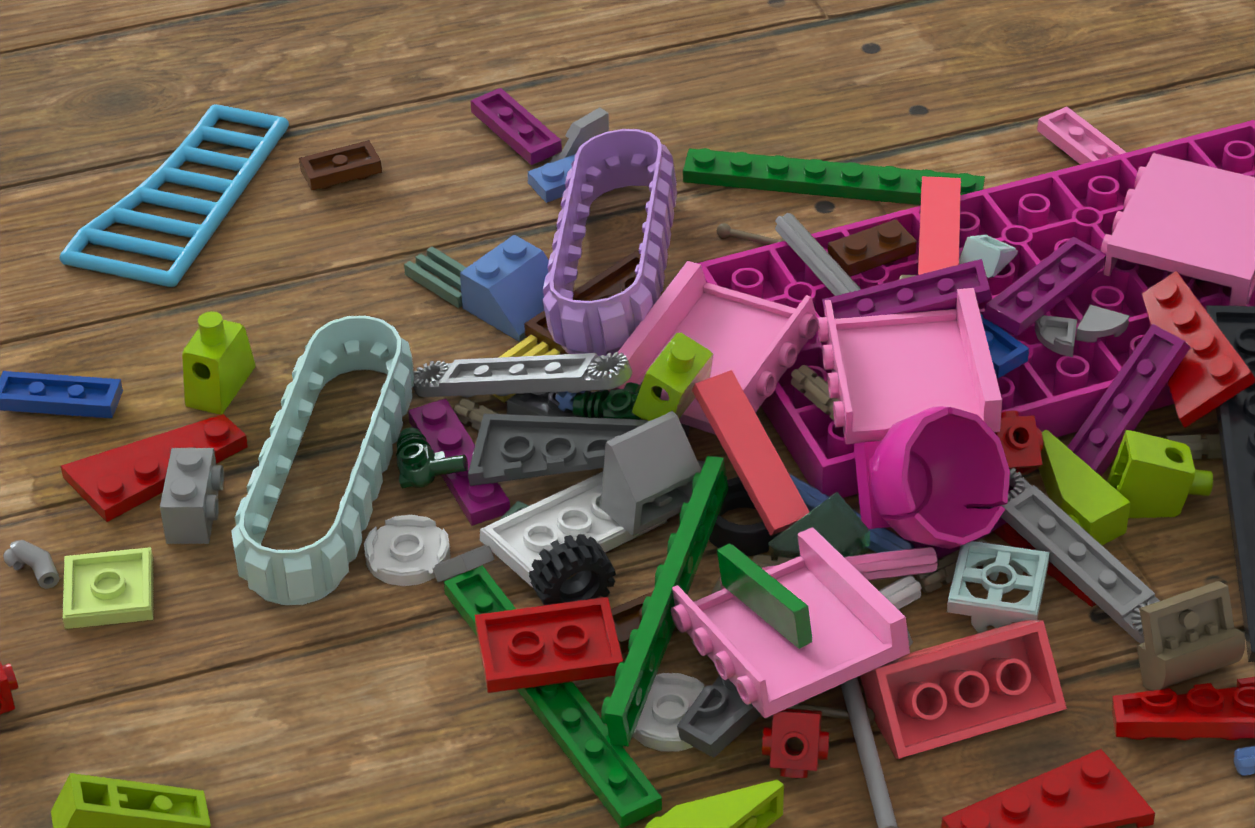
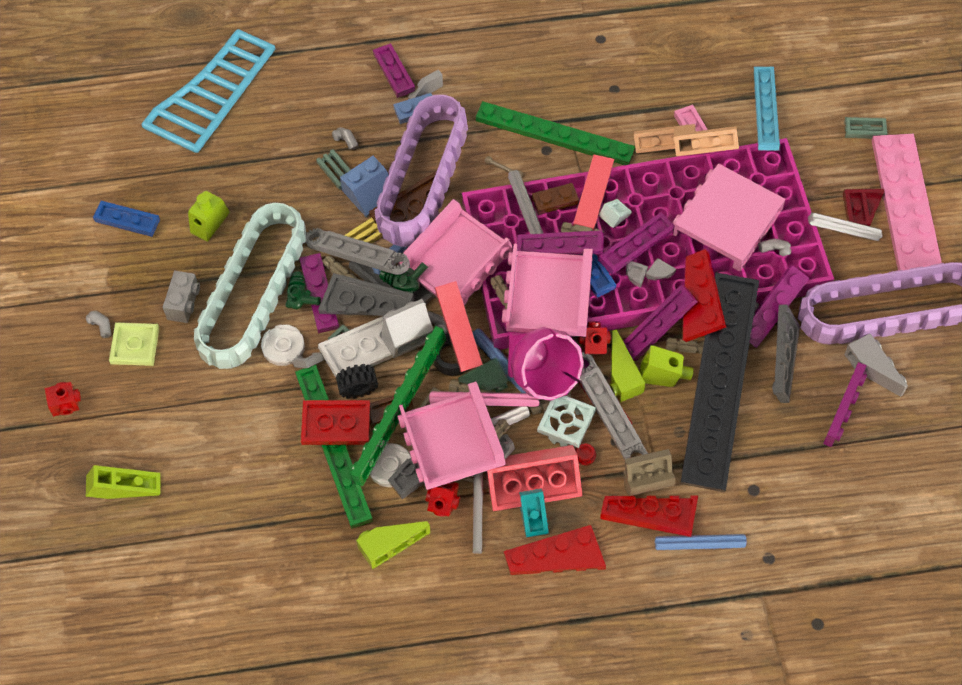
camera: 10 degrees right, 20 degrees up
(137, 471) = (155, 274): red wing -> none
(340, 165) = (296, 84): reddish brown plate -> none
(451, 224) = (347, 135): none -> light grey arm
(675, 371) = (427, 278): lime torso -> none
(765, 595) = (442, 420): green tile -> none
(983, 740) = (533, 512): none -> teal slope
(1058, 635) = (586, 454): none -> red plate
(1078, 143) = (686, 140): none -> light nougat bracket
(1200, 91) = (766, 108): none -> medium azure tile

